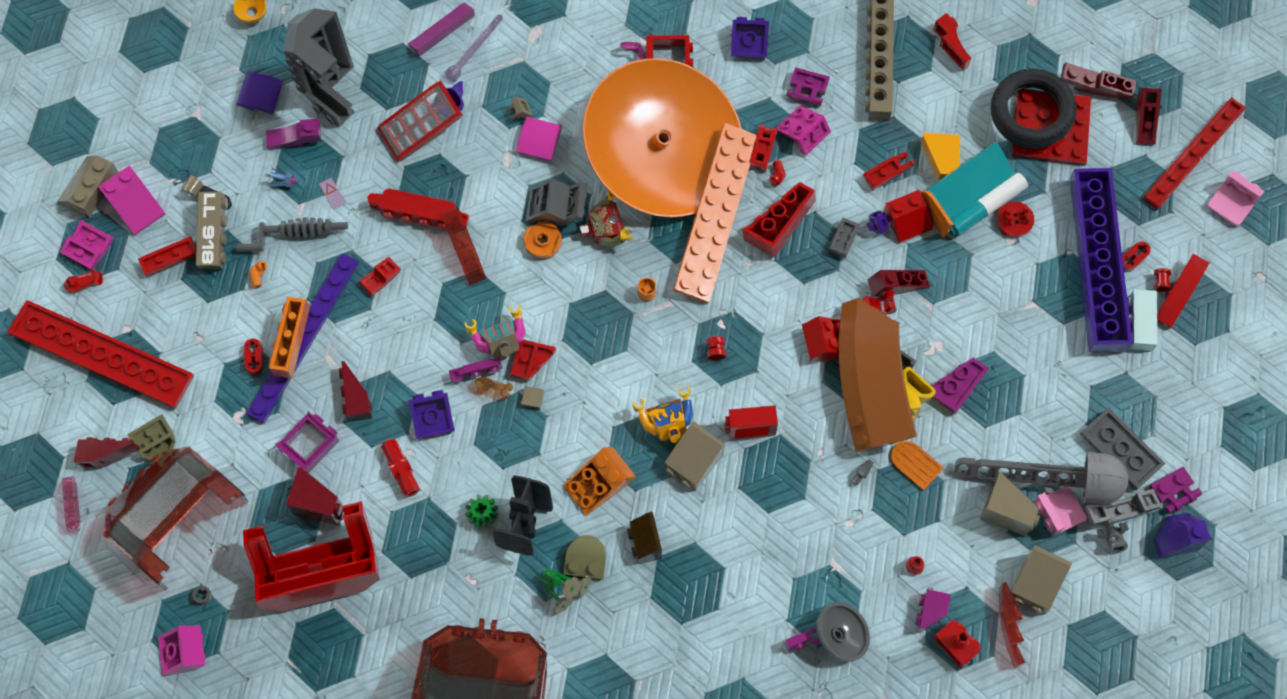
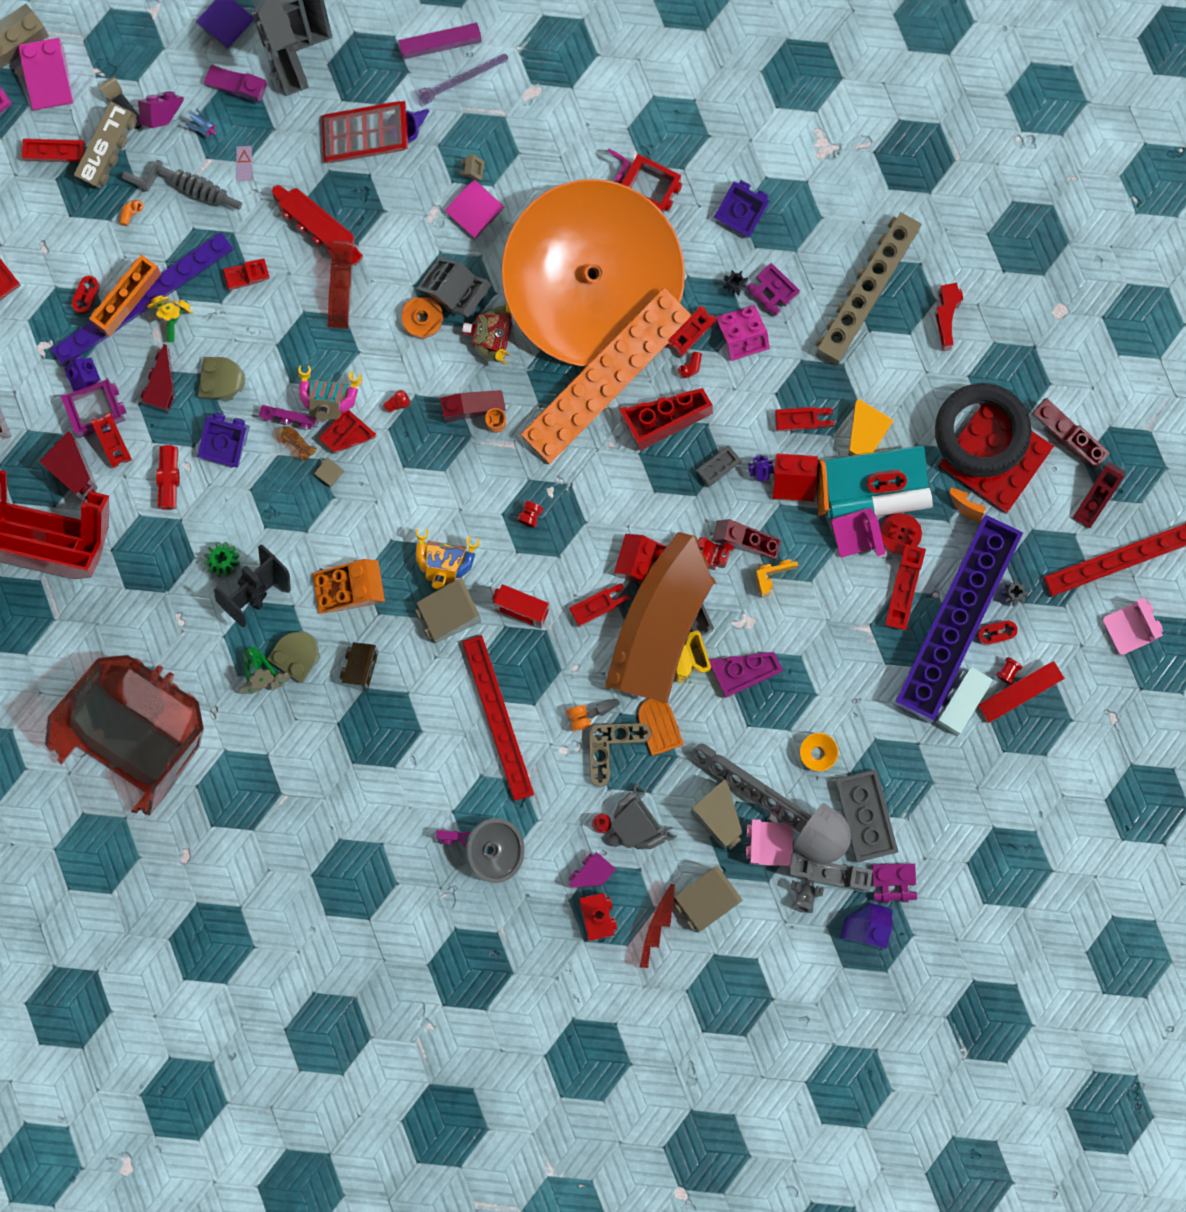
camera: 25 degrees right, 10 degrees up
(240, 183) = (159, 110): none -> magenta slope
(283, 419) = (82, 373): none -> dark purple brick
(331, 334) = (169, 312): none -> yellow plant
(337, 460) = (111, 440): none -> red plate
(402, 367) = (220, 379): none -> olive slope
(558, 314) = (397, 401): none -> red piece
(618, 288) = (471, 404): none -> dark red slope
(776, 95) = (731, 286): none -> black gear
(782, 524) = (498, 718): none -> red tile
(810, 393) = (597, 605): none -> red hinge
(848, 489) = (578, 713): none -> orange wheel
(880, 501) = (604, 745): none -> dark tan beam
(934, 309) = (765, 583): none -> light orange bracket
(945, 550) = (636, 824): none -> dark grey torso
(980, 179) = (886, 476): none -> red beam
(985, 232) = (858, 533): none -> dark pink bracket
(1042, 256) = (905, 586): none -> red slope
(1054, 174) = (967, 508): none -> orange slope
(1061, 411) = (824, 742): none -> light orange piece
(1130, 219) = (1010, 596): none -> dark grey gear

